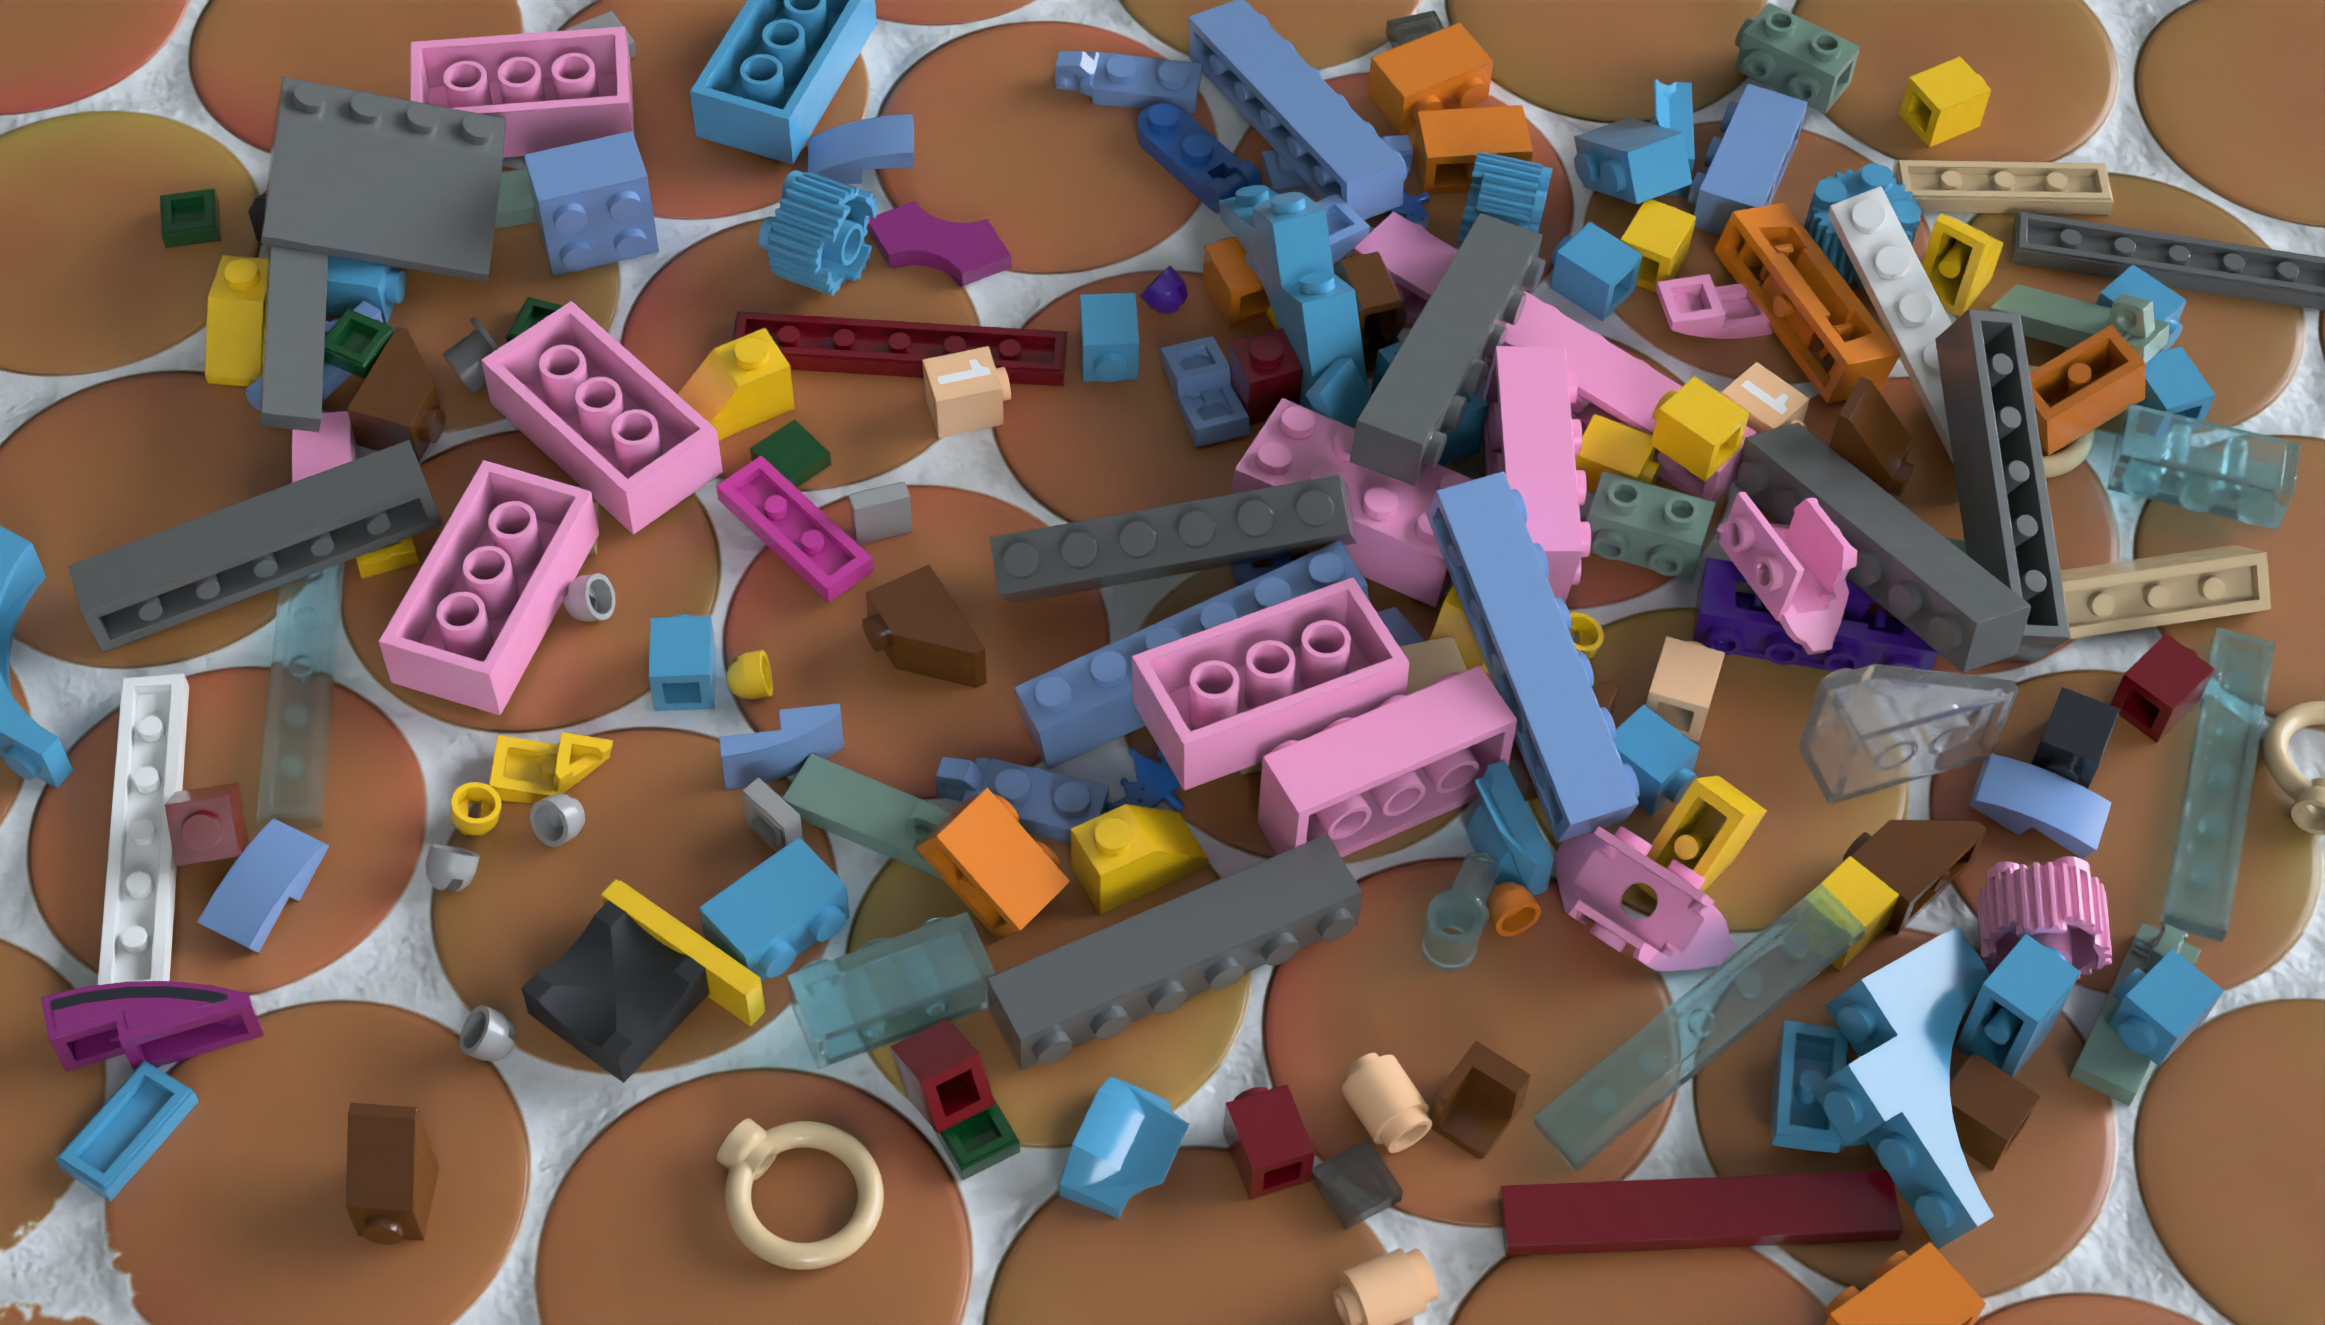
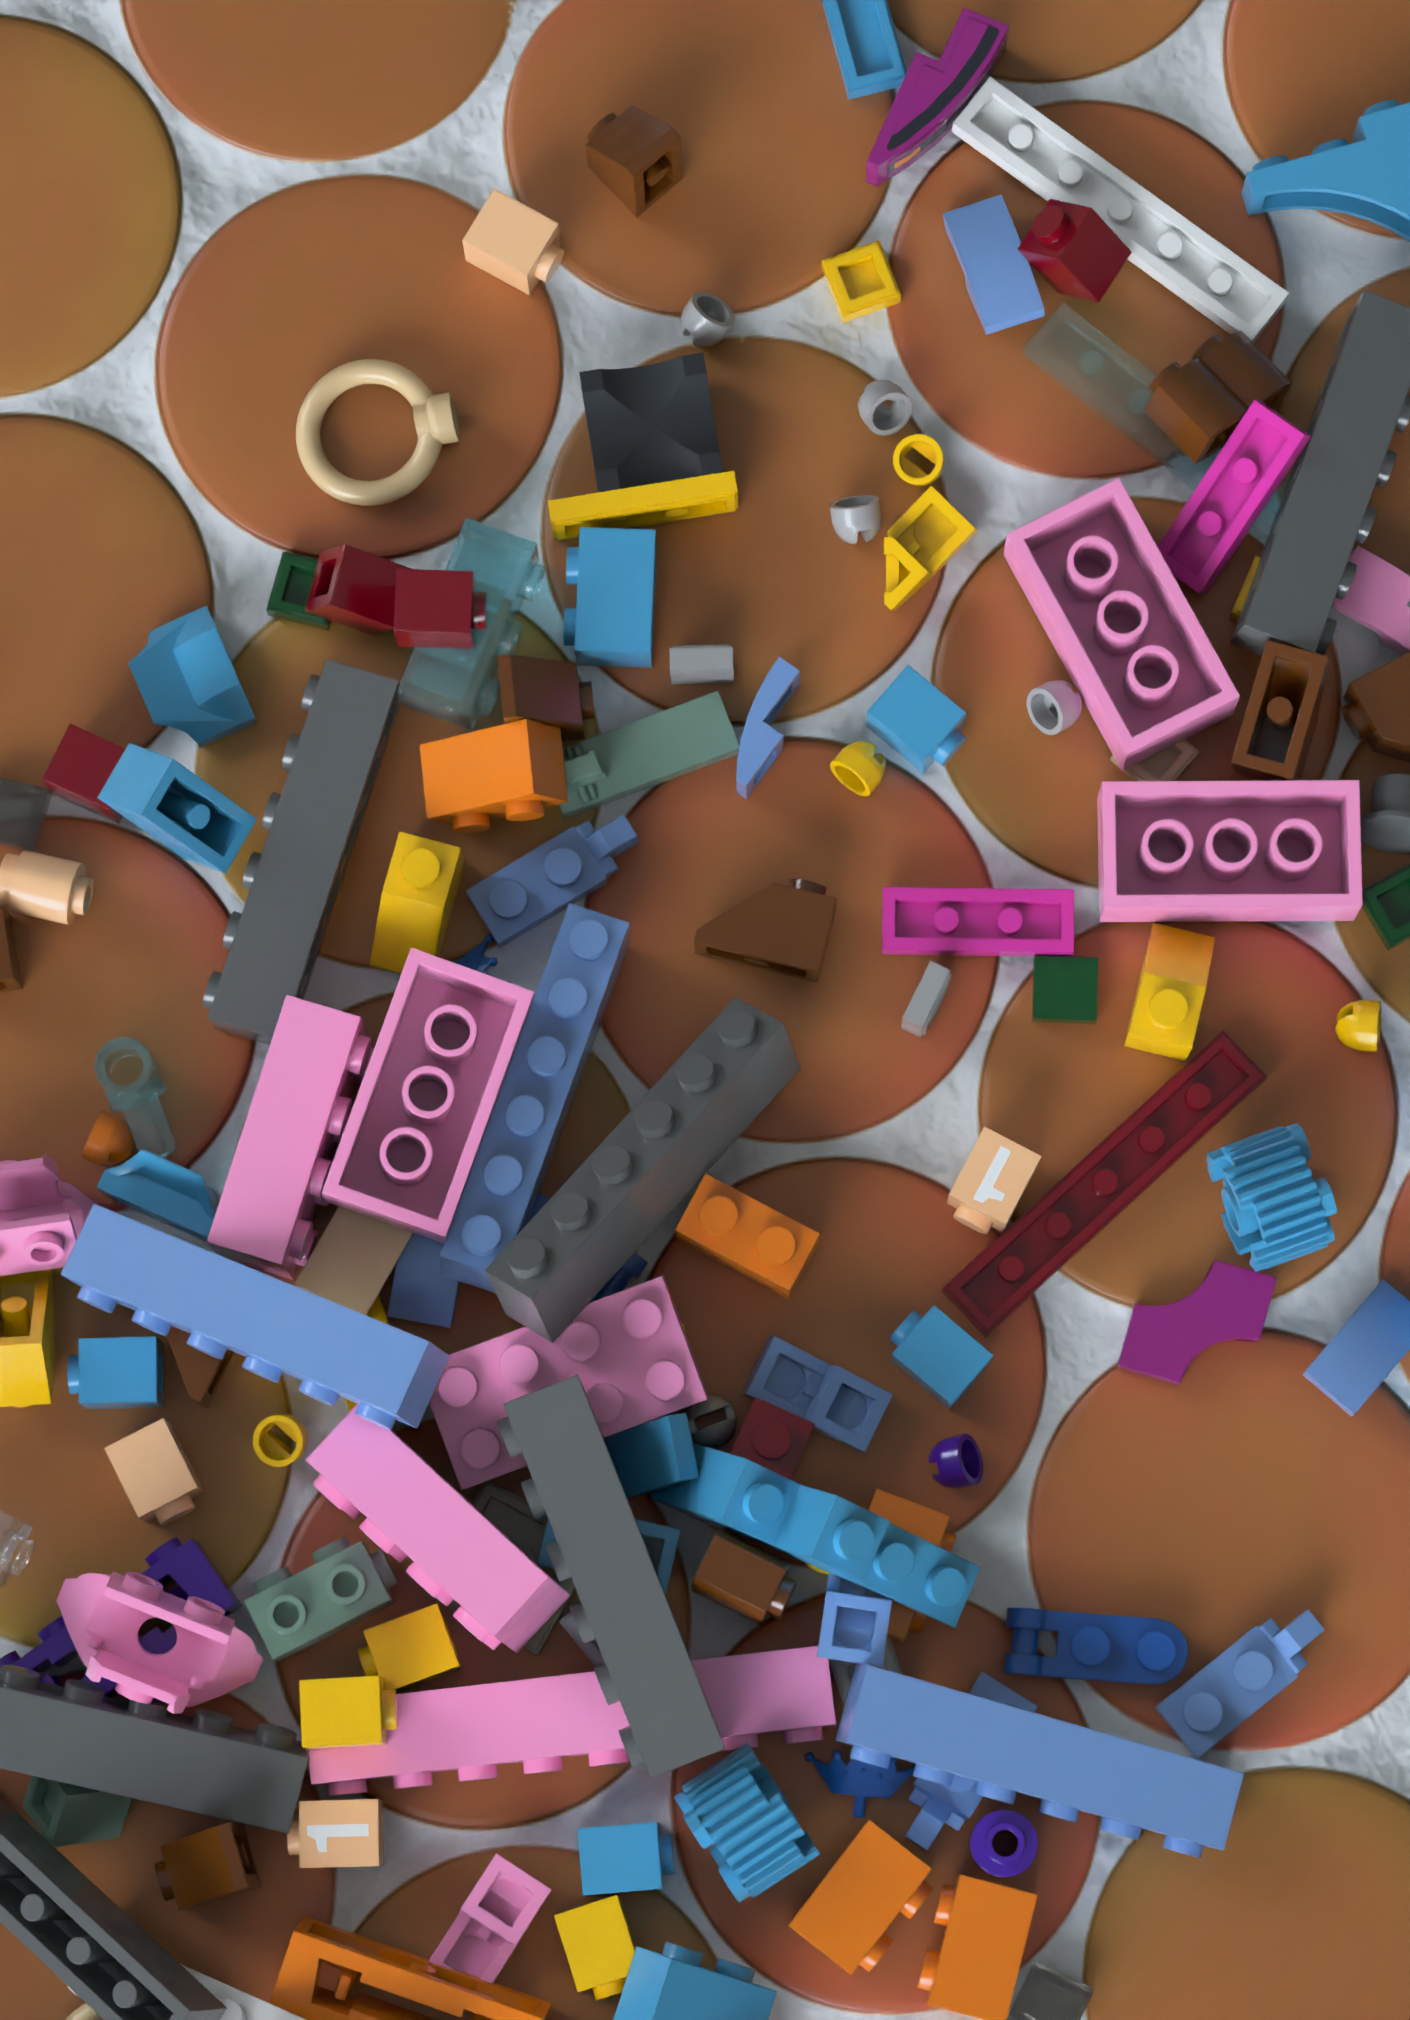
camera: 140 degrees right, 25 degrees up
(251, 654) = (1212, 393): none -> reddish brown brick
(319, 588) = (1231, 496): none -> dark pink plate
(356, 966) = (861, 281): none -> yellow tile
(459, 440) = (1281, 714): none -> reddish brown slope
(545, 1216) = (513, 243): none -> light nougat brick
(648, 286) = (1360, 1025): none -> yellow hinge
(907, 883) = (545, 693): none -> reddish brown slope
(909, 975) = (438, 608): none -> dark red brick
(1144, 466) = (747, 1236): none -> orange brick
(1239, 1037) = (177, 808): none -> dark azure brick
(1366, 92) = (981, 1843): none -> dark purple brick

